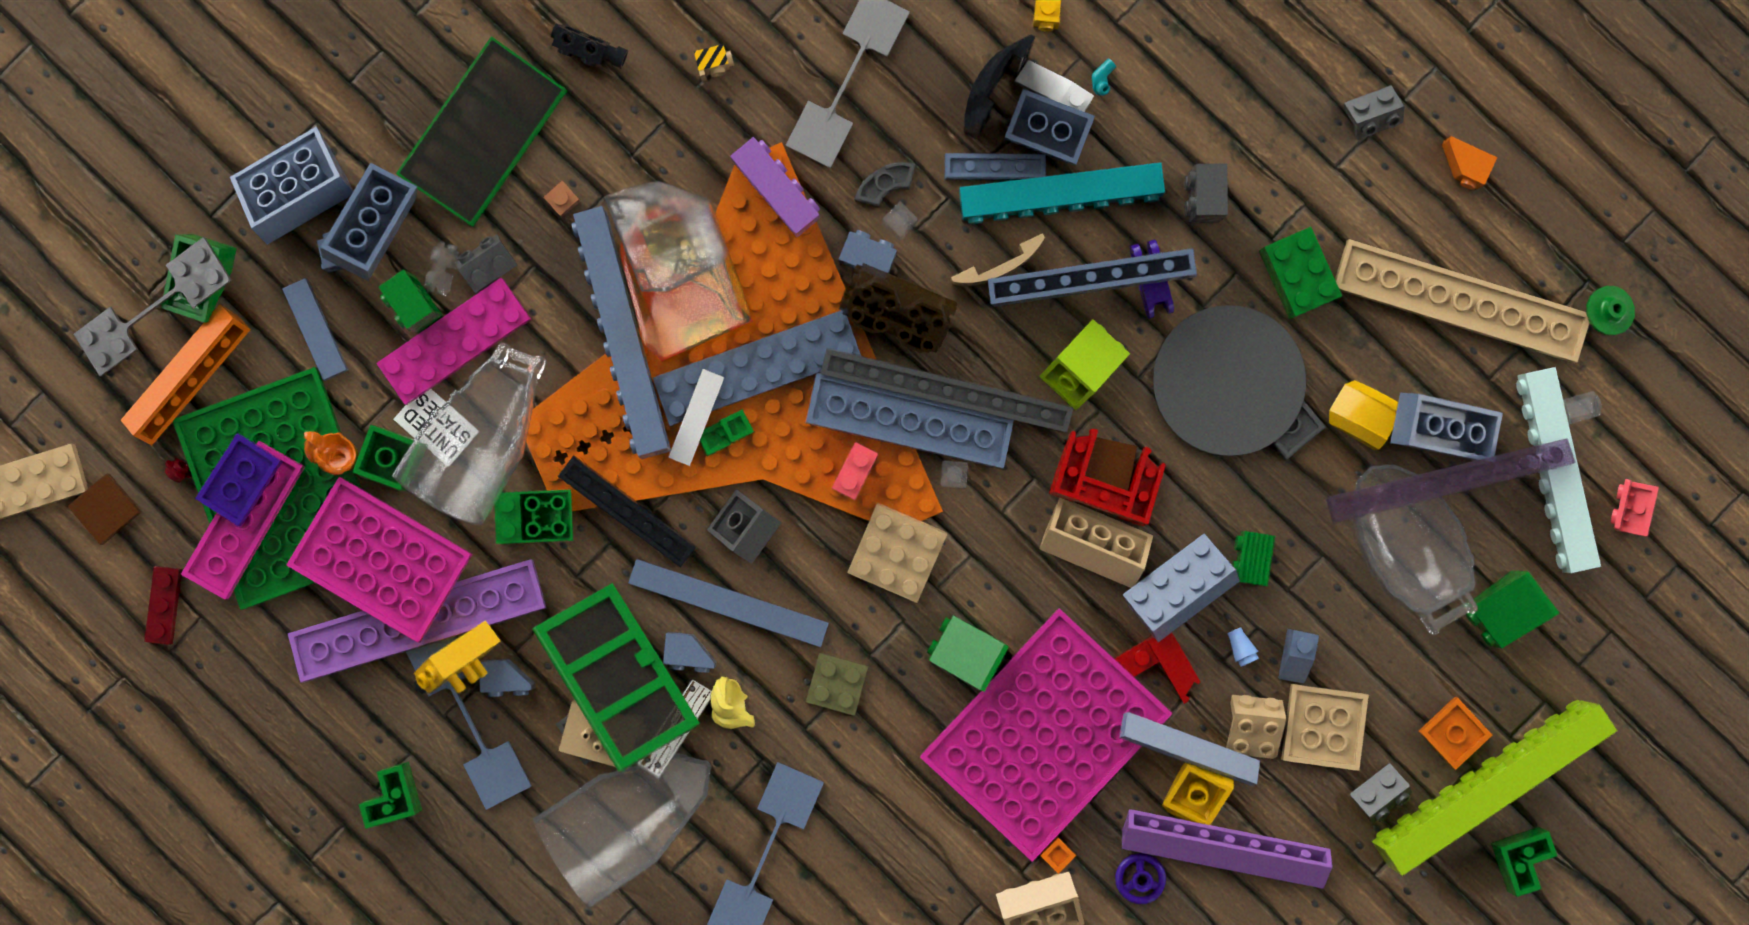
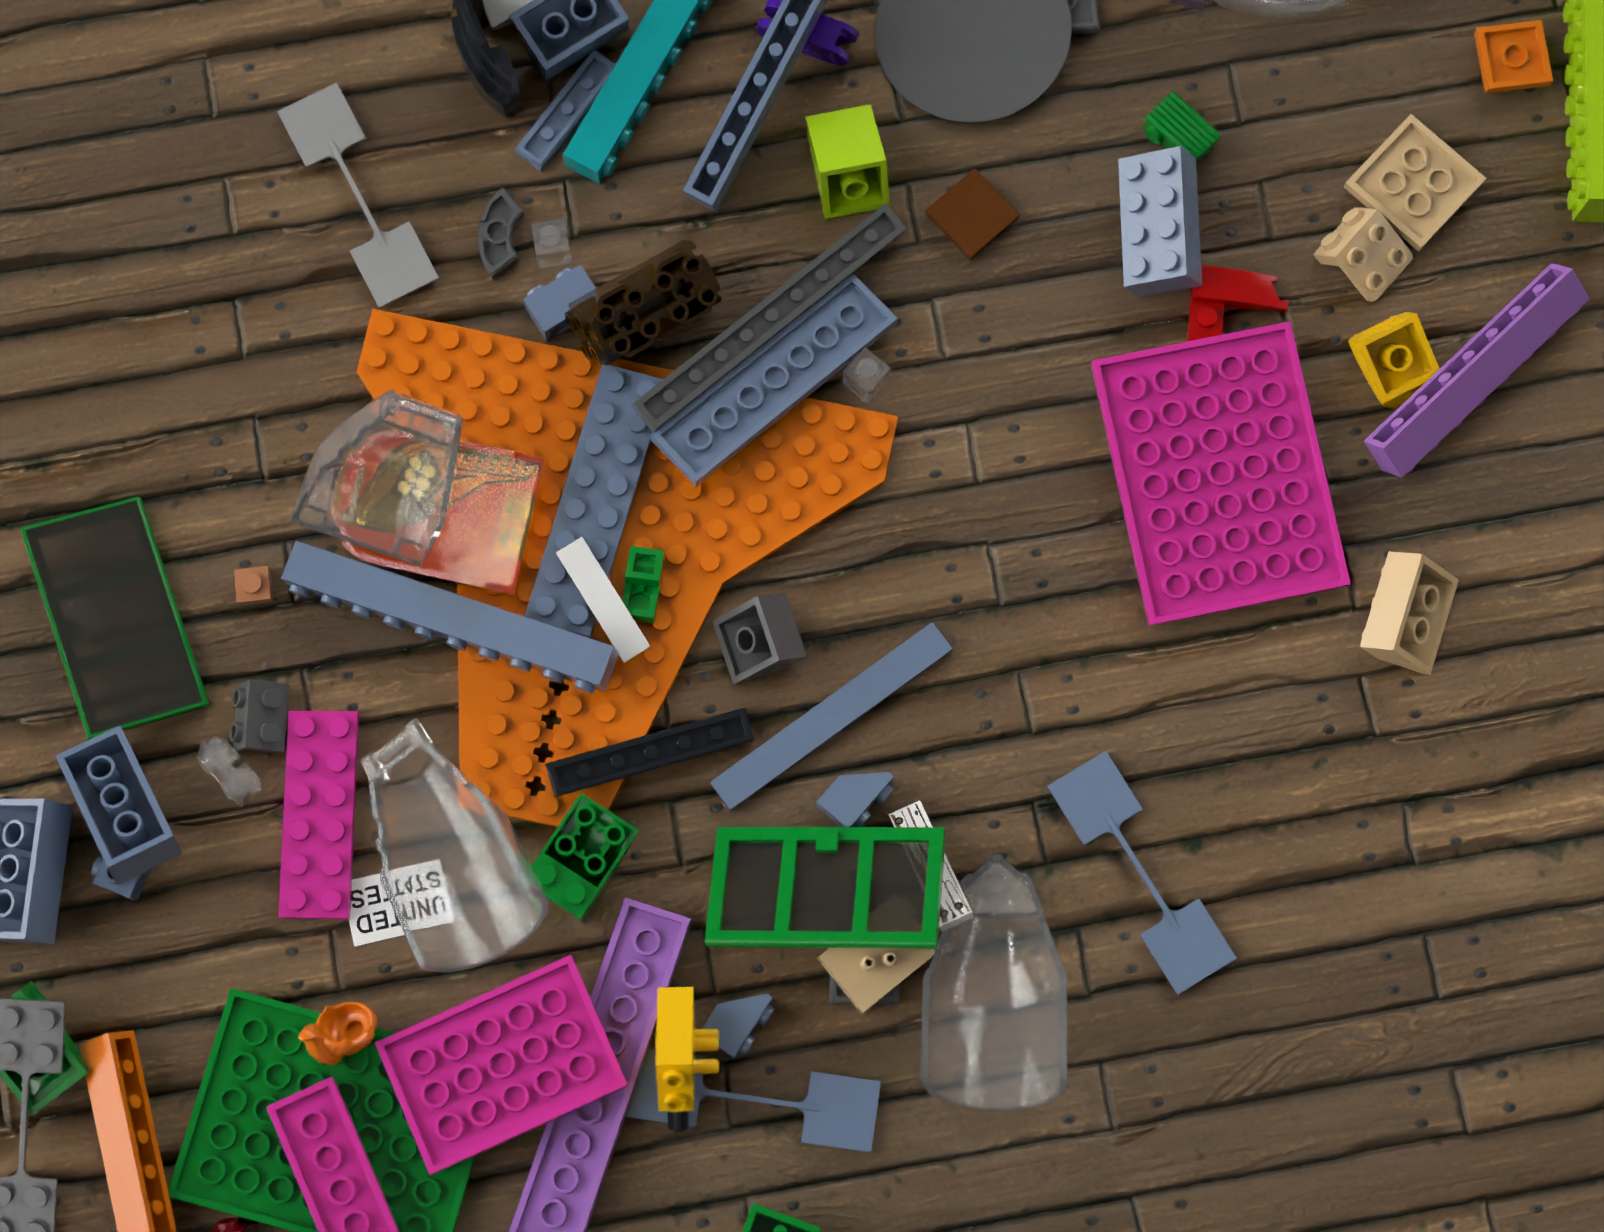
camera: 60 degrees left, 10 degrees down
(239, 479) = (294, 1156): dark purple plate -> none
(315, 329) = (188, 960): sand blue tile -> none
(382, 455) = (392, 977): green brick -> none
(410, 302) = (241, 824): green brick -> none
(582, 46) = (105, 444): black brick -> none
(713, 61) = (230, 318): brick -> none
(729, 705) = (946, 793): light yellow hair -> none
(775, 187) = (416, 342): medium lavender brick -> none
(837, 683) = (1006, 661): olive plate -> none
(855, 471) = (787, 471): coral brick -> none
(897, 552) = (908, 494): tan plate -> none
(967, 652) = (1071, 491): slope -> none
(970, 277) = (669, 210): tan slope -> none
(1057, 854) = (1362, 553): orange plate -> none
(1097, 542) = (1049, 279): tan slope -> none
(1130, 505) = (966, 258): red wedge -> none
(1158, 887) = (1454, 474): dark purple piece -> none
(1189, 749) = (1341, 330): tile -> none
(1242, 647) = (1270, 208): light blue cone -> none
(1298, 655) = (1318, 156): sand blue slope -> none
(1382, 793) = (1527, 173): bracket -> none

